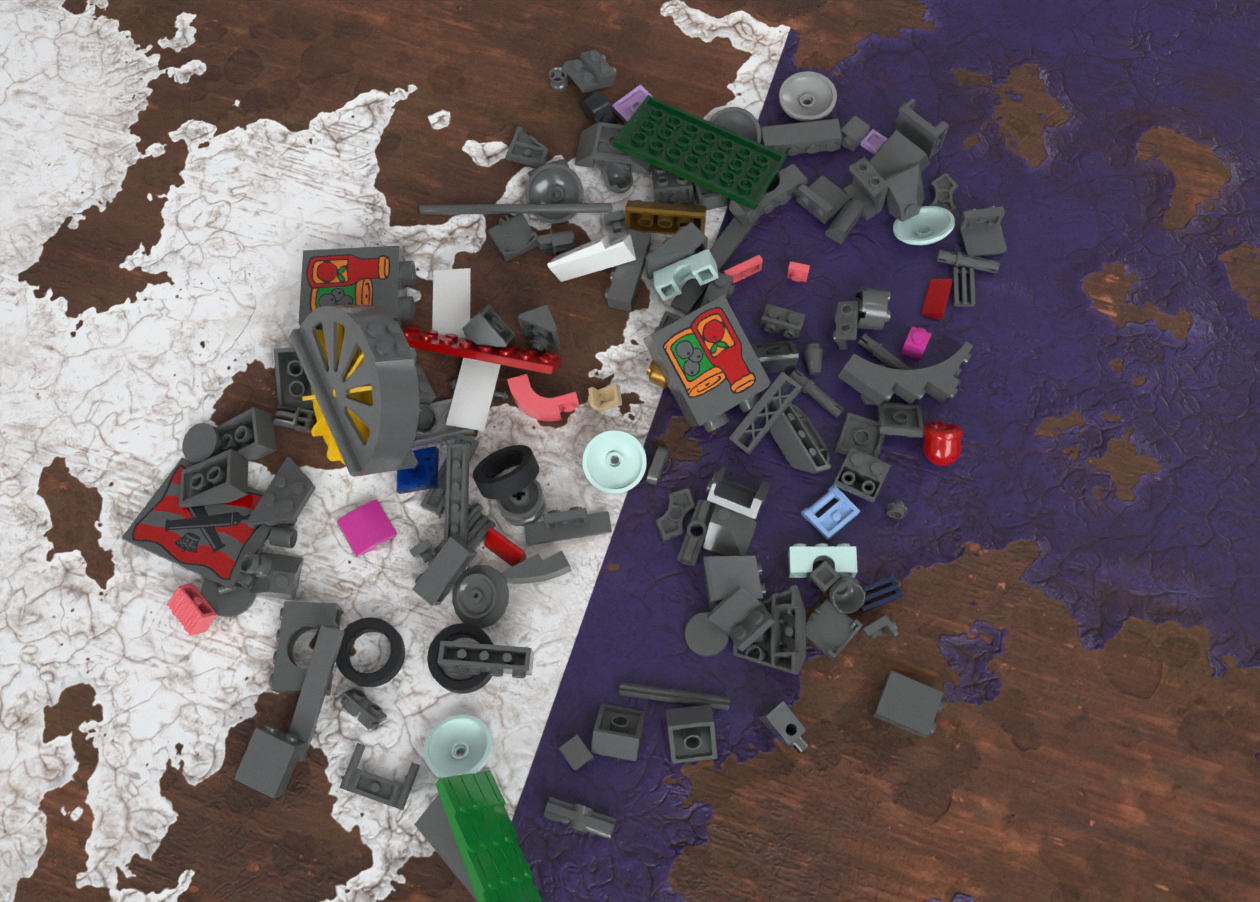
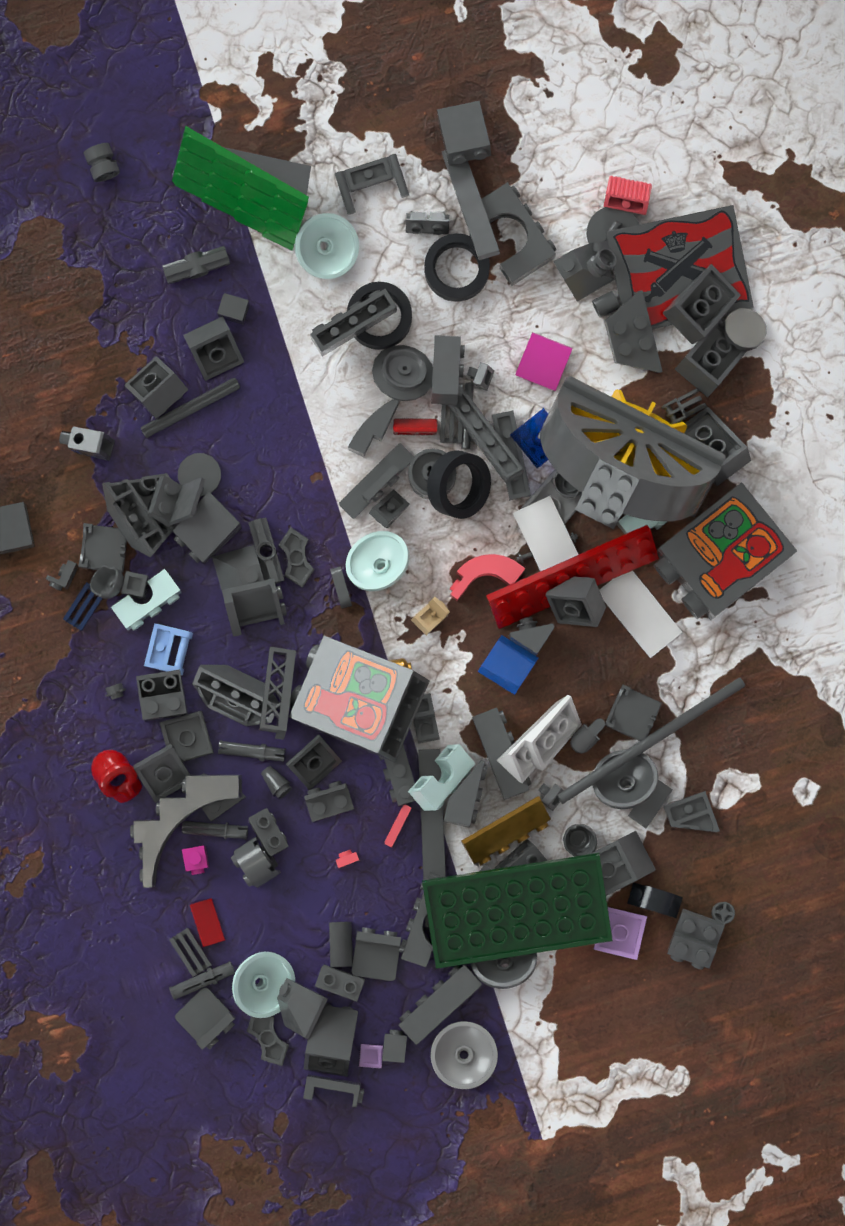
camera: 135 degrees right, 15 degrees up
(575, 326) = (508, 664): none -> blue slope
(575, 495) = (389, 509): none -> dark grey slope

